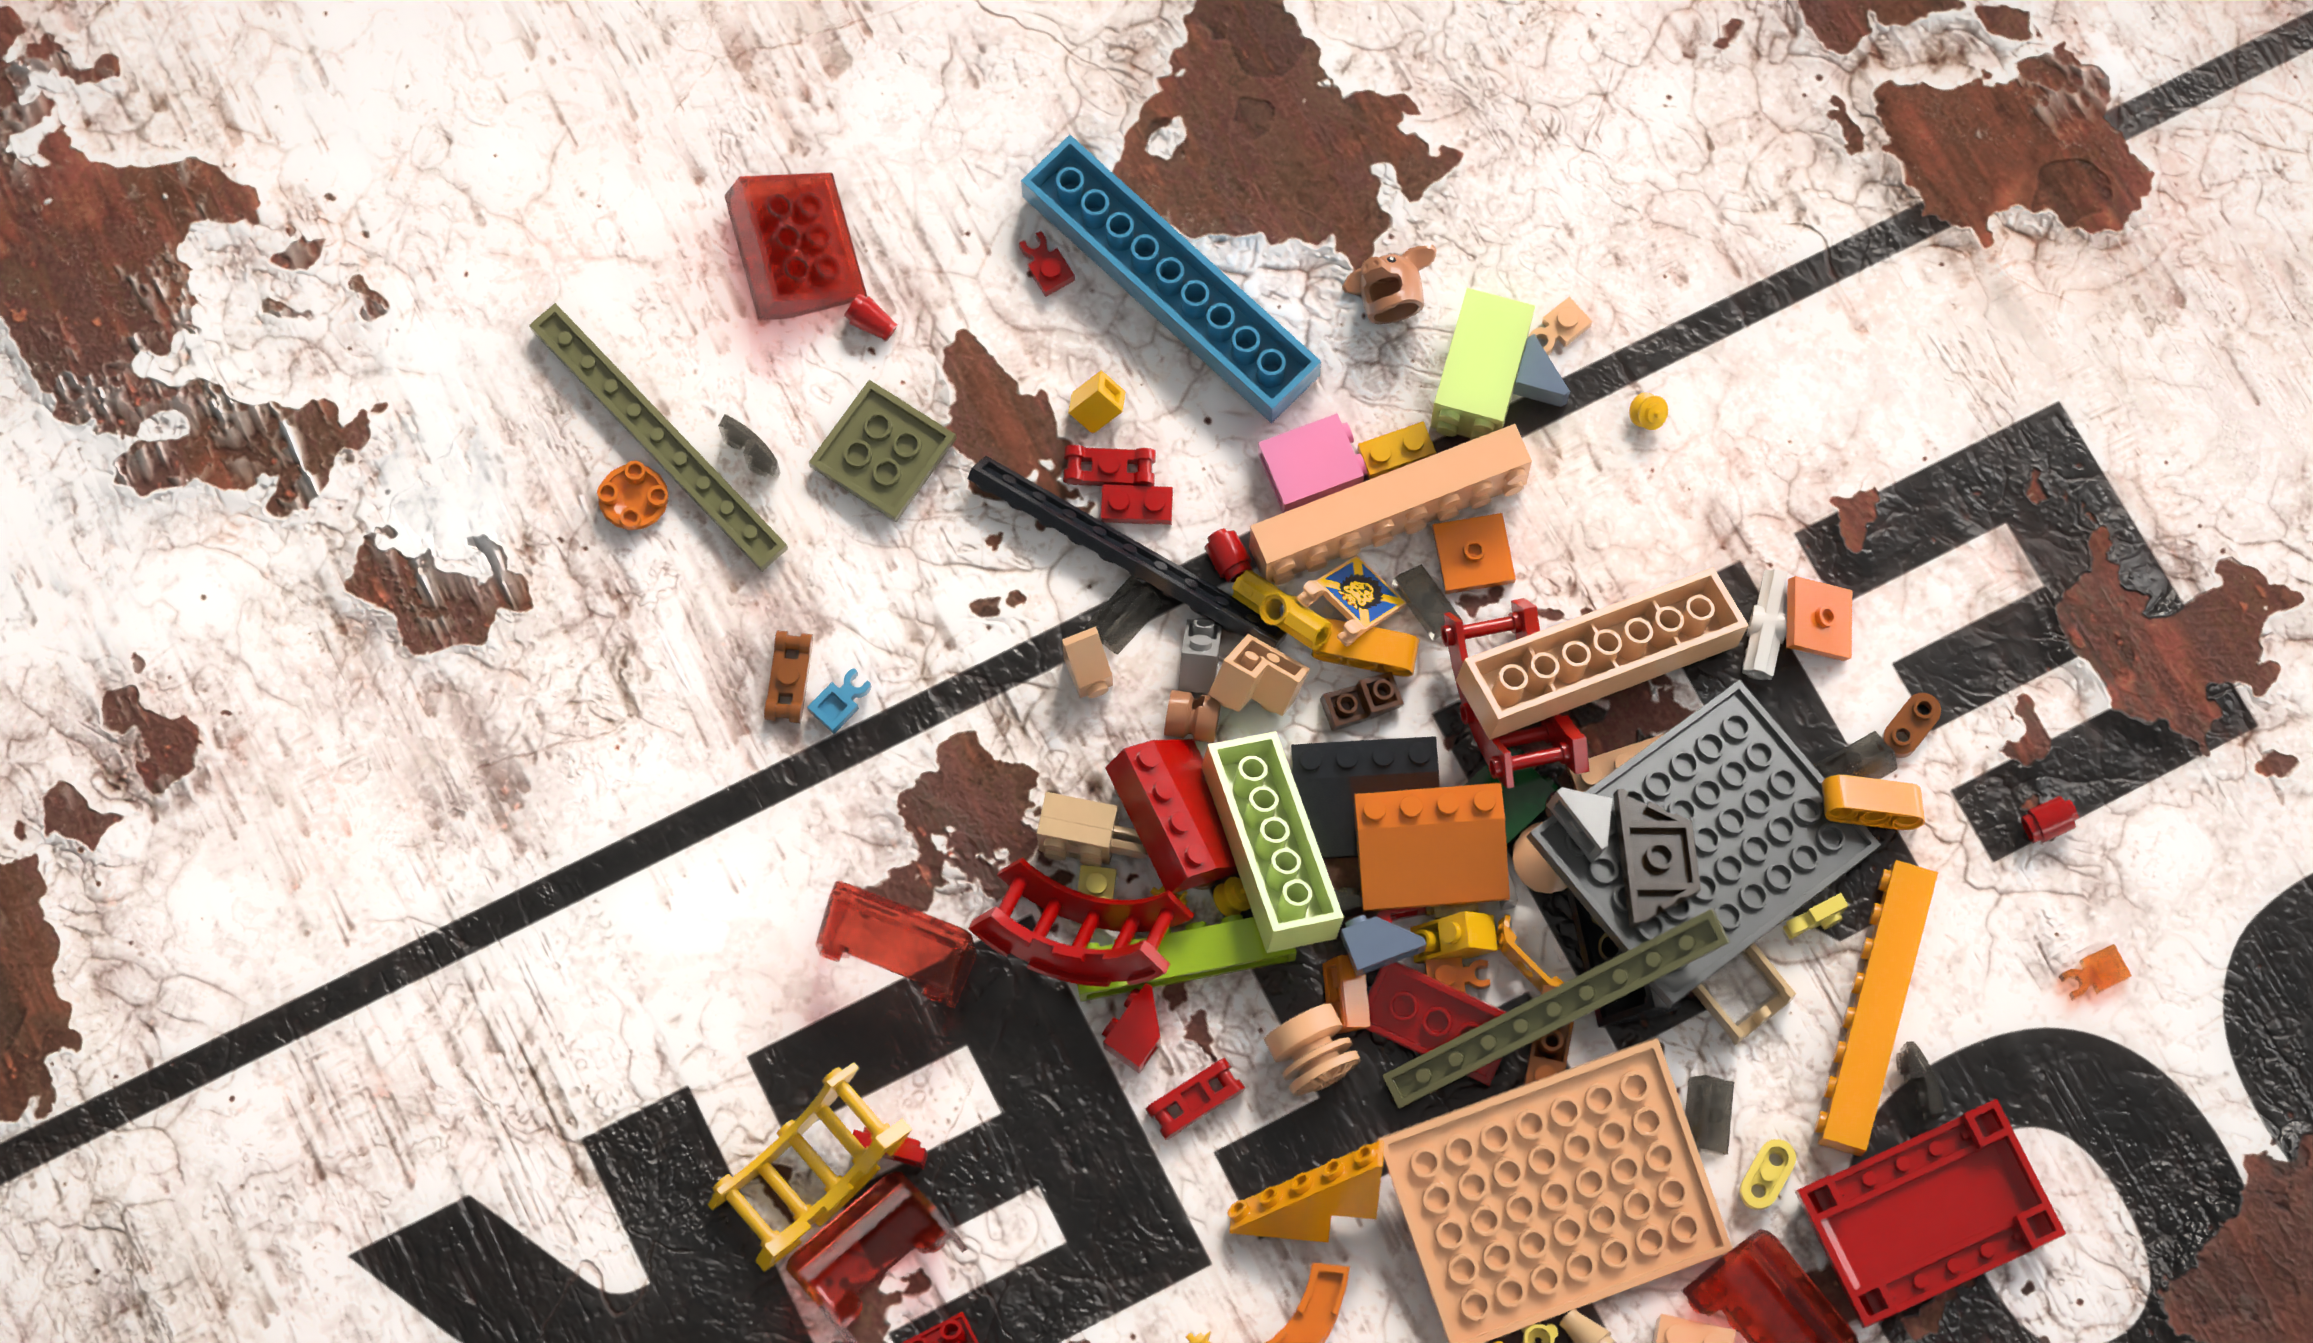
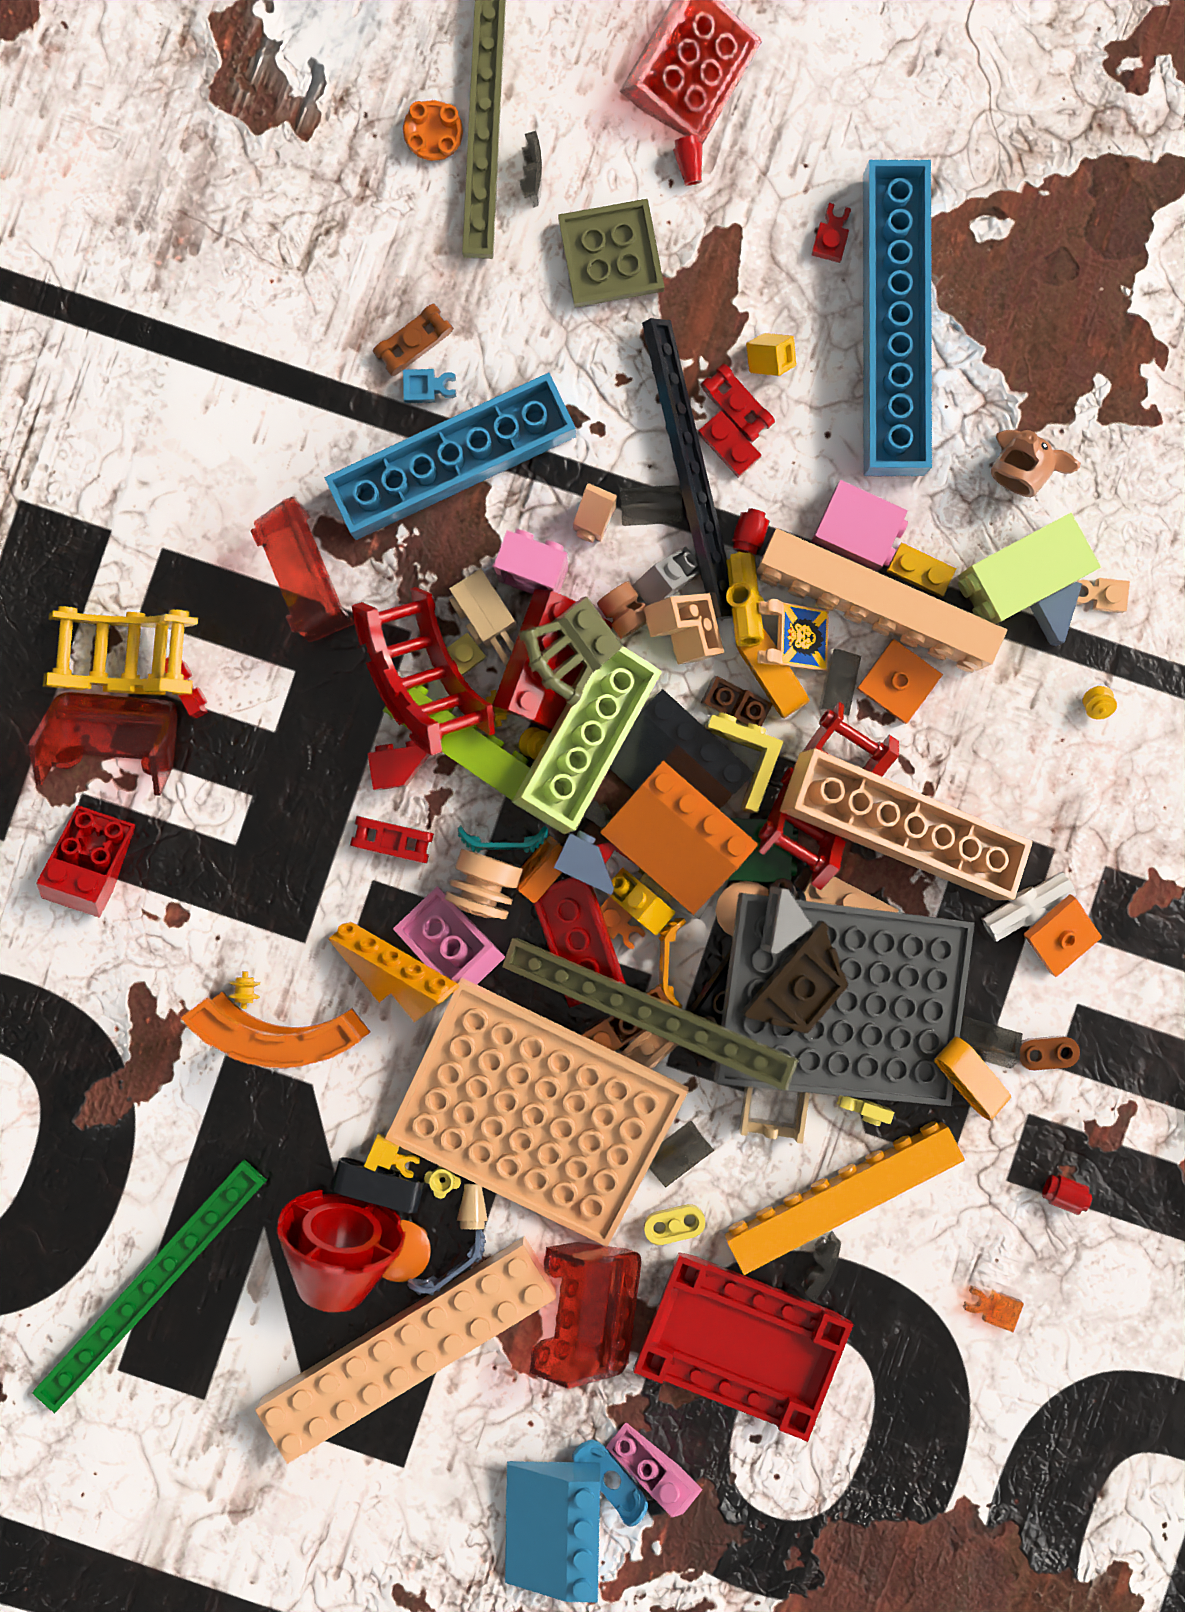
camera: 40 degrees right, 15 degrees up
(921, 736) = (451, 456): none -> dark azure brick
(1081, 749) = (530, 563): none -> bright pink brick
(1192, 758) = (588, 638): none -> olive plate
(1315, 981) = (530, 843): none -> teal piece
(1328, 1127) = (448, 940): none -> bright pink slope
(1409, 710) = (754, 738): none -> light yellow bracket
(1590, 1038) = (648, 1049): none -> light nougat plate

